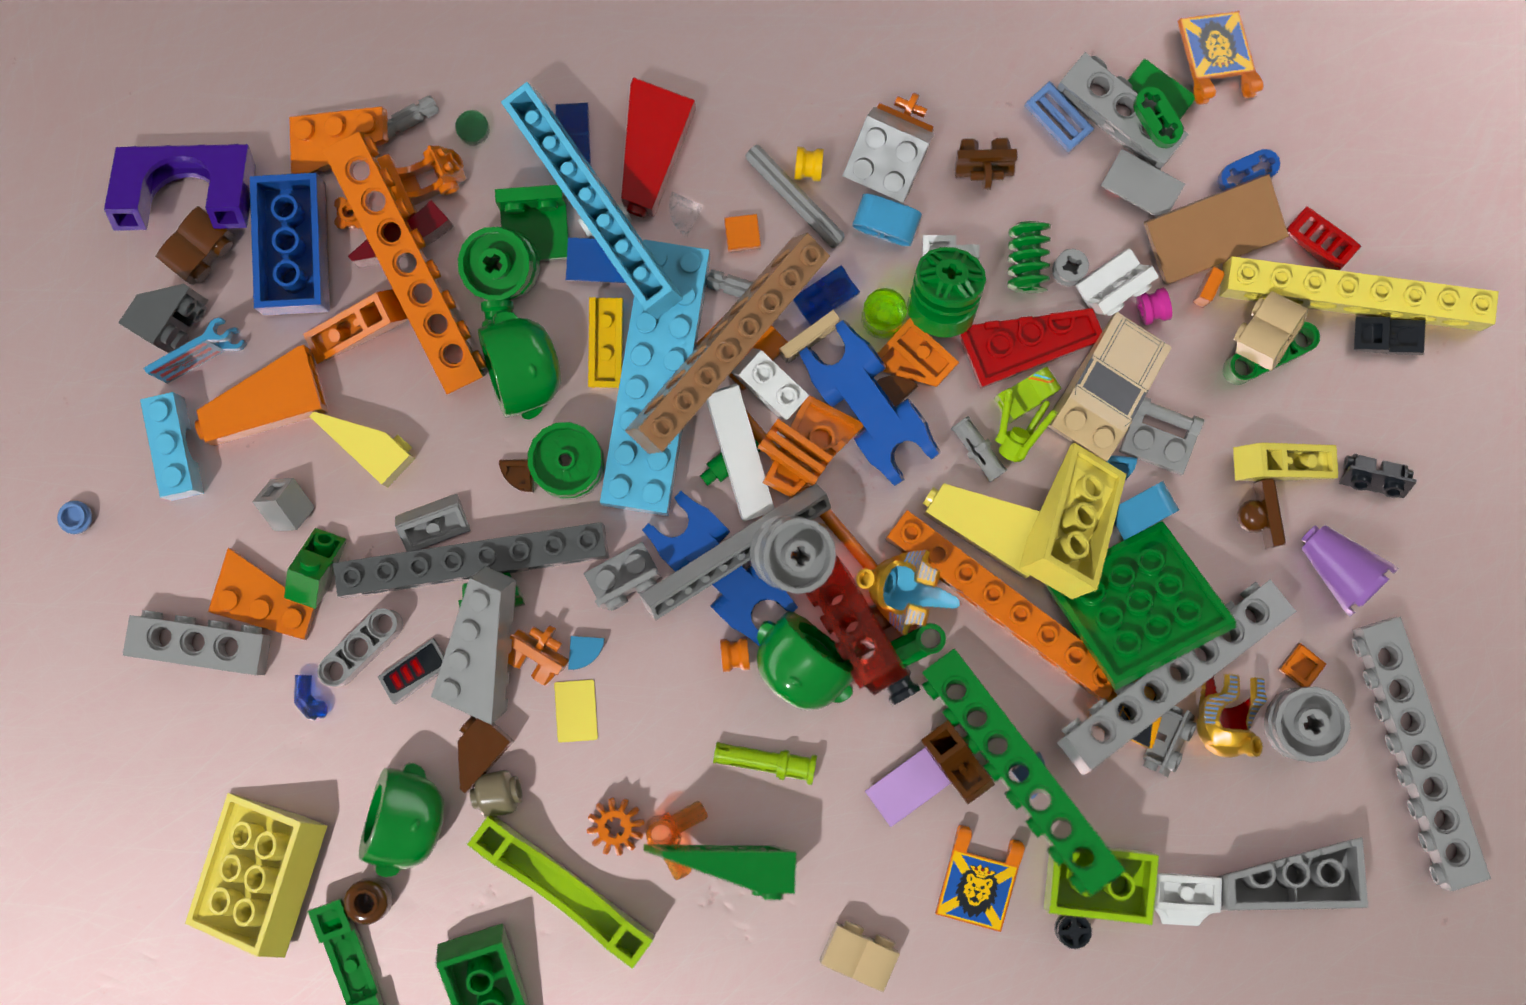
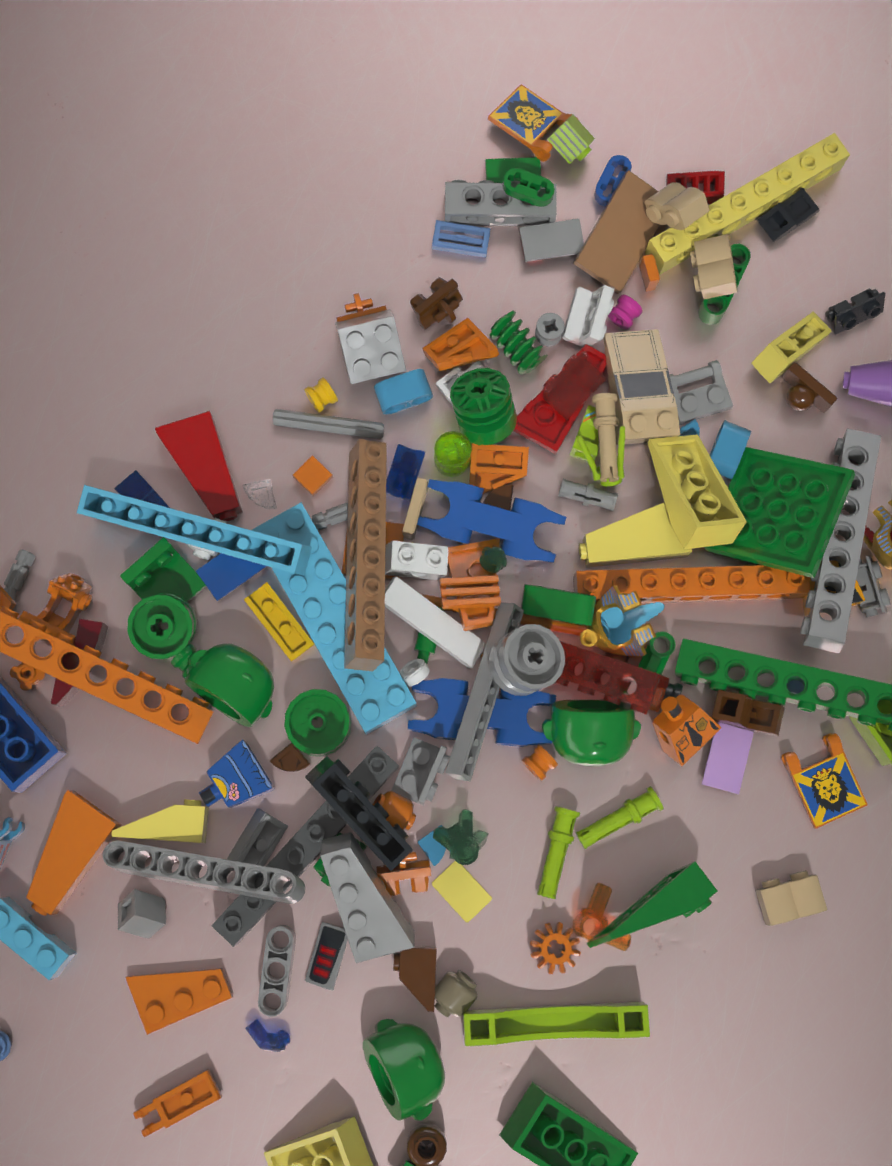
camera: 45 degrees left, 5 degrees down
(144, 642) = (118, 1094): light grey brick -> none
(192, 692) = (180, 1101): none -> orange hinge
(313, 568) = (199, 941): green slope -> none
(355, 325) = (94, 747): orange slope -> none
(368, 523) = (216, 874): none -> light grey beam
(458, 452) = (236, 778): none -> blue torso
(472, 127) = (67, 548): clear green tile -> none
(534, 568) = (357, 811): none -> black brick
(569, 593) = (398, 808): none -> orange head
(610, 665) = (461, 839): none -> clear green rock
(688, 484) = (414, 672): none -> white tile
(700, 735) = (560, 838): none -> lime pin
(841, 439) = (493, 559): none -> clear green plate
(865, 527) = (558, 604): none -> green beam
(888, 728) = (683, 728): none -> orange torso
(972, 219) = (460, 347): none -> orange wing
(1045, 397) = (605, 424): none -> tan pin
(1046, 338) = (573, 386): none -> clear red bracket
(1239, 103) = (571, 140): none -> lime brick
(1283, 244) = (676, 206): none -> tan brick

